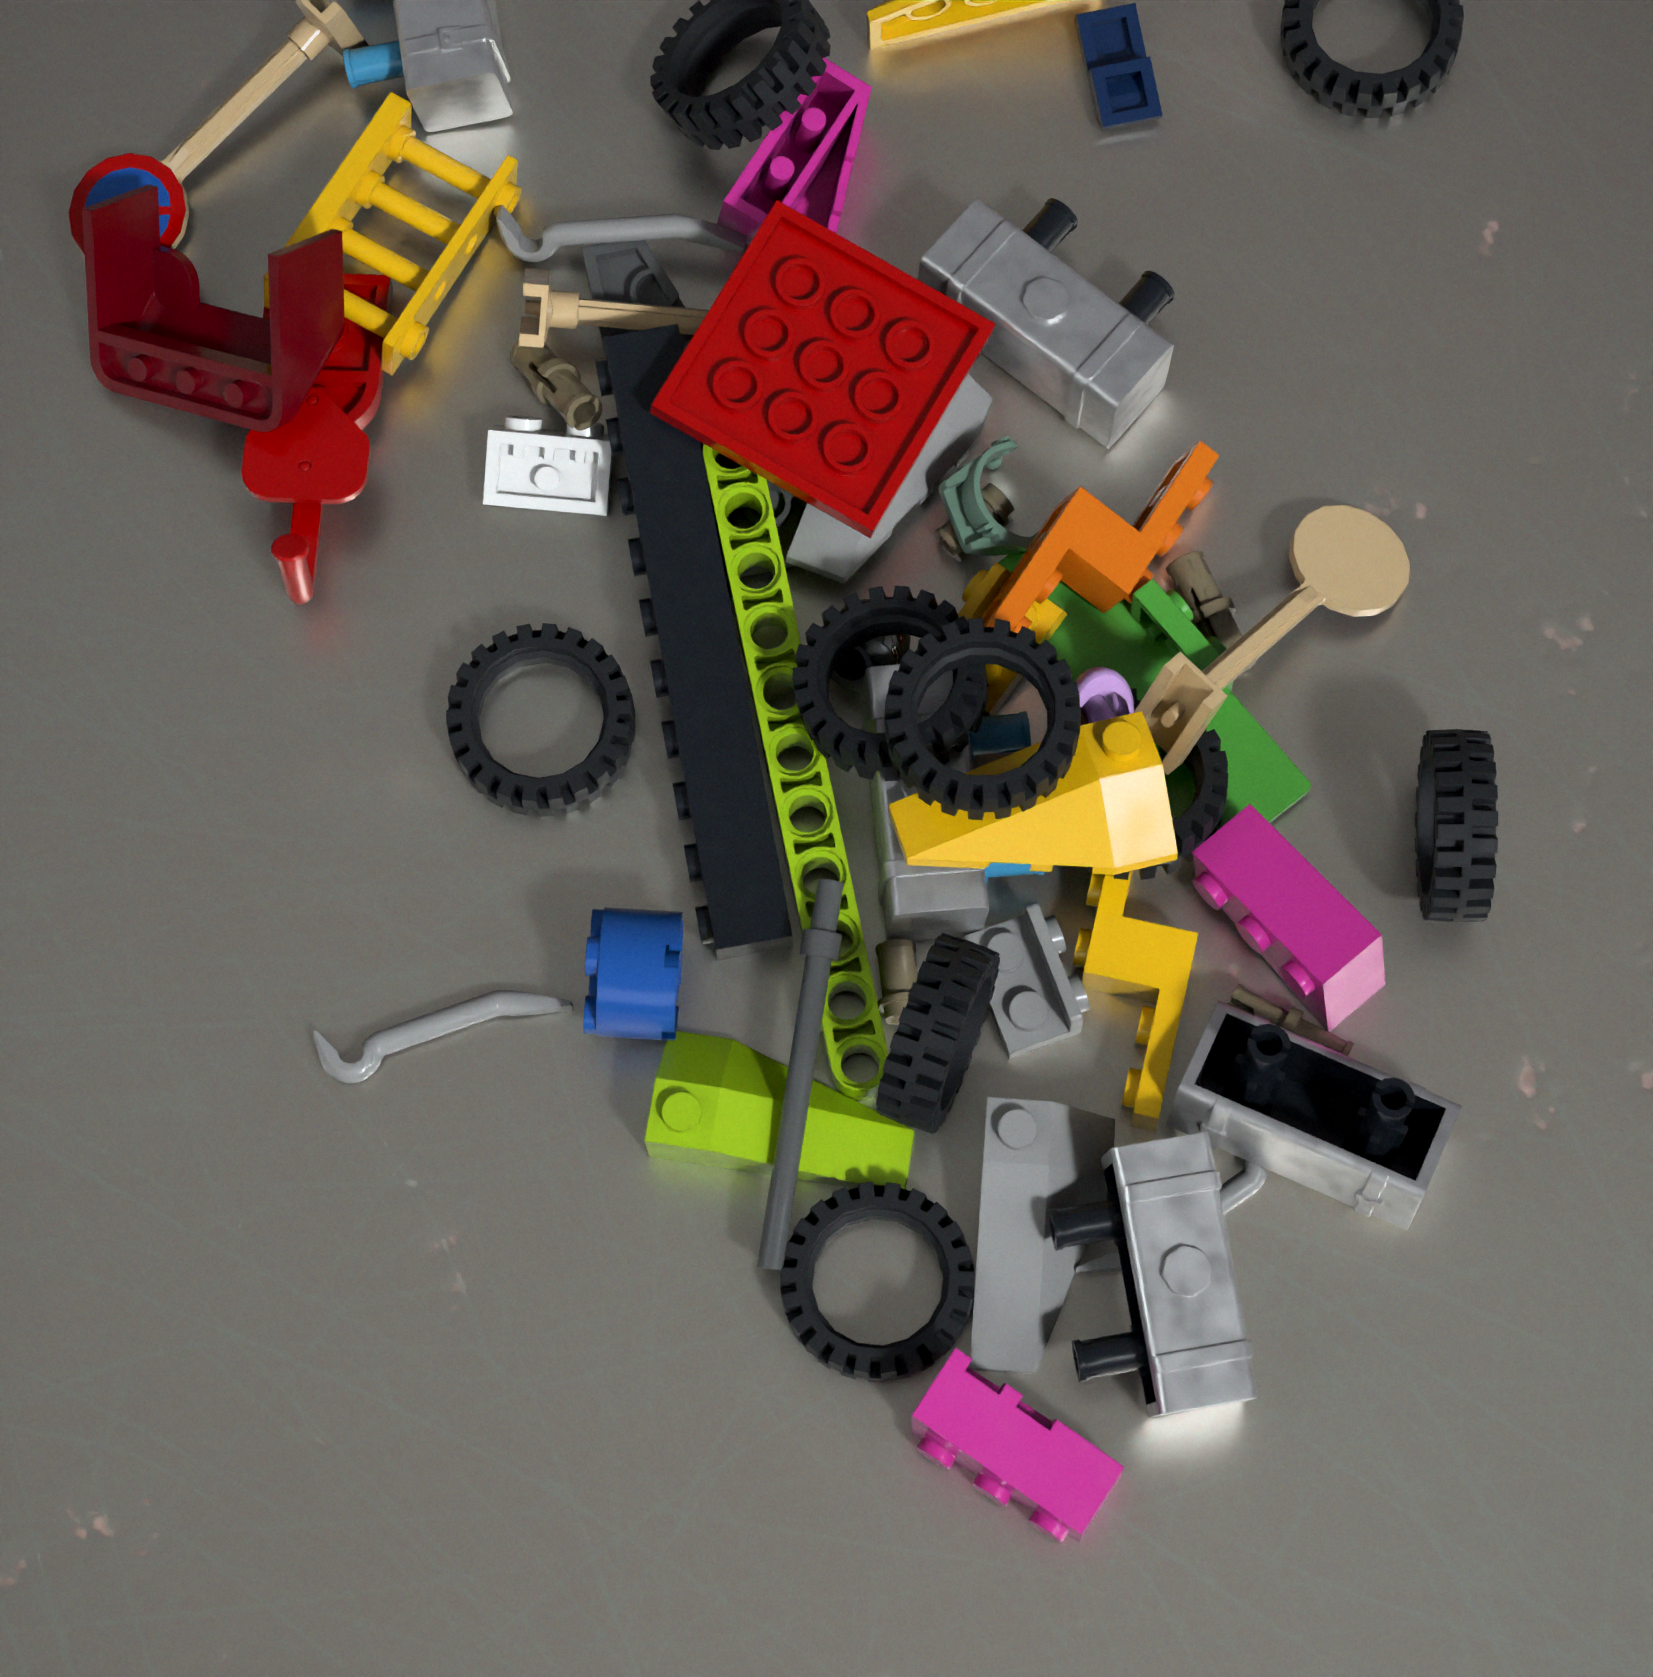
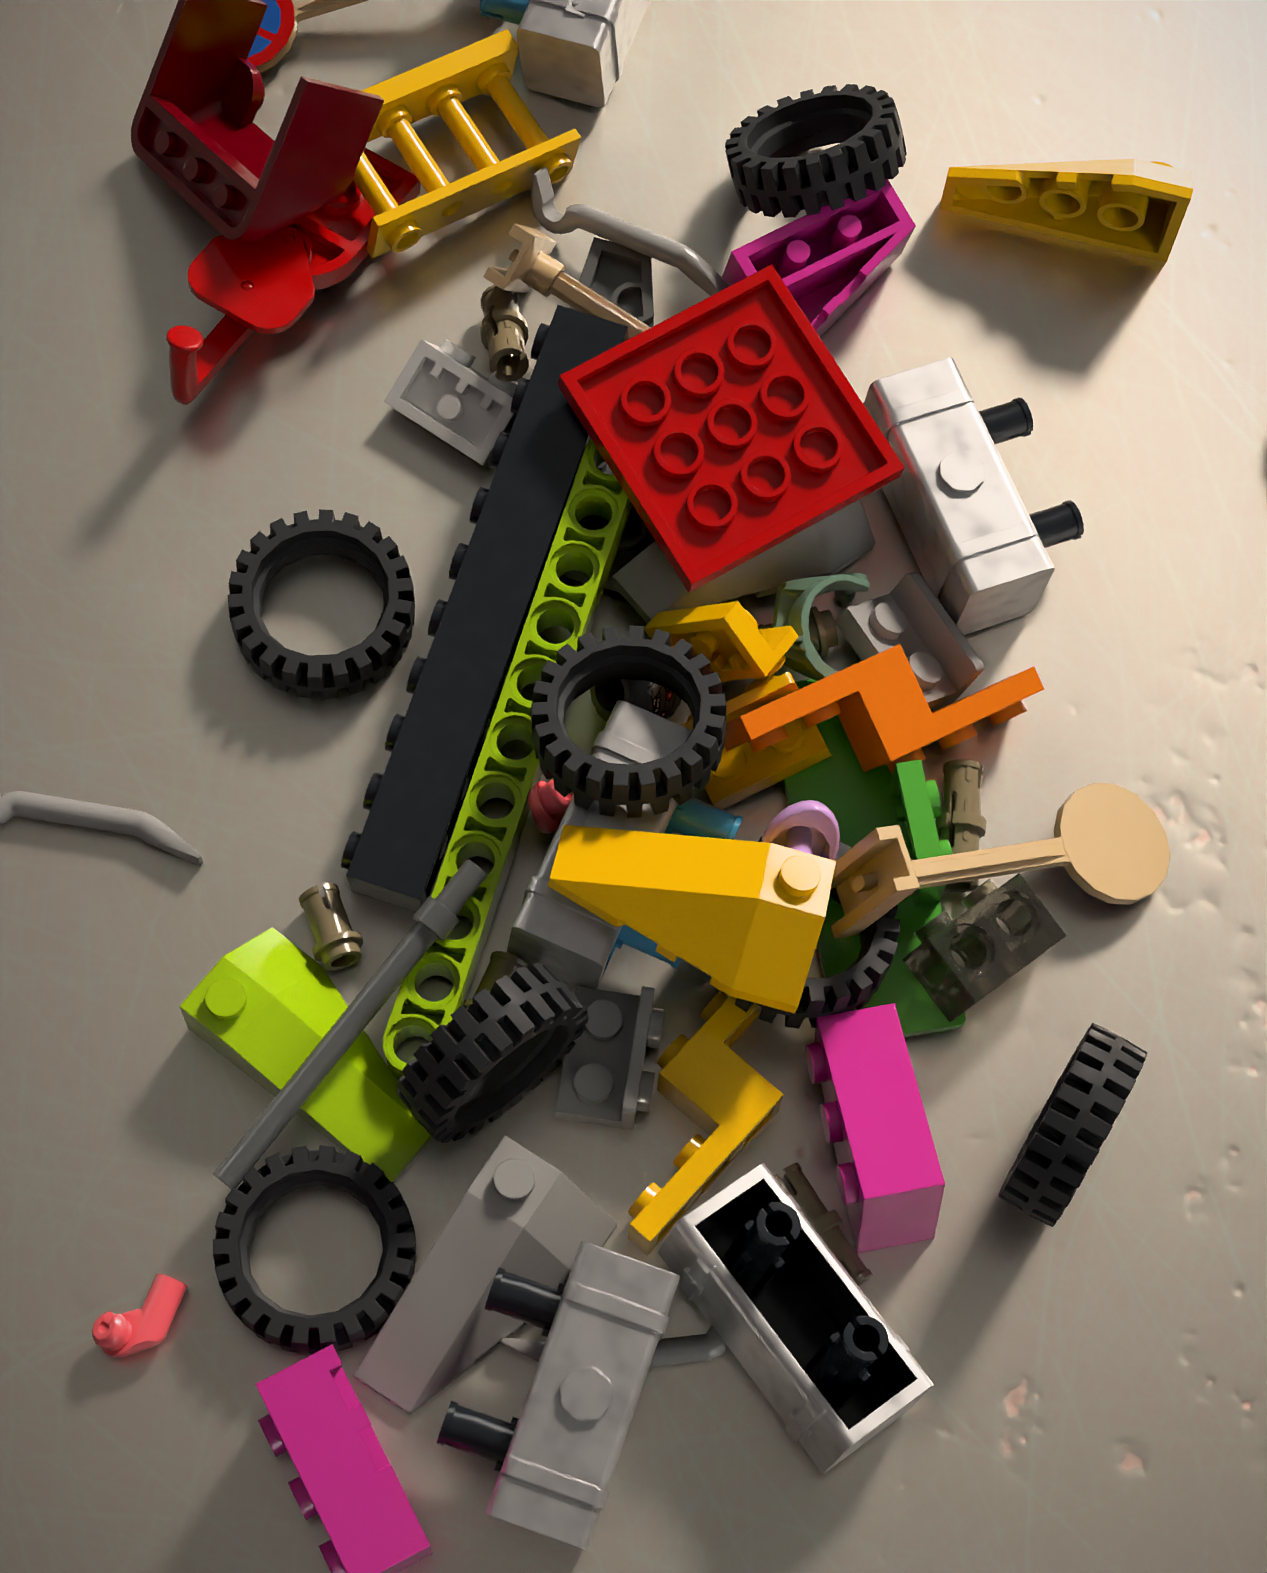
camera: 20 degrees right, 5 degrees down
(633, 973) = (262, 857): blue brick -> none
(723, 1002) = (334, 938): none -> dark tan pin
(770, 1426) = (143, 1327): none -> coral arm
(853, 793) = (547, 806): none -> coral arm
(922, 561) = (727, 639): none -> yellow bracket
(982, 646) = (693, 716): black tyre -> none
(1072, 456) = (929, 637): none -> light grey bracket
(1118, 66) = (1145, 325): dark blue slope -> none
(1297, 714) = (985, 948): none -> clear smoke brick

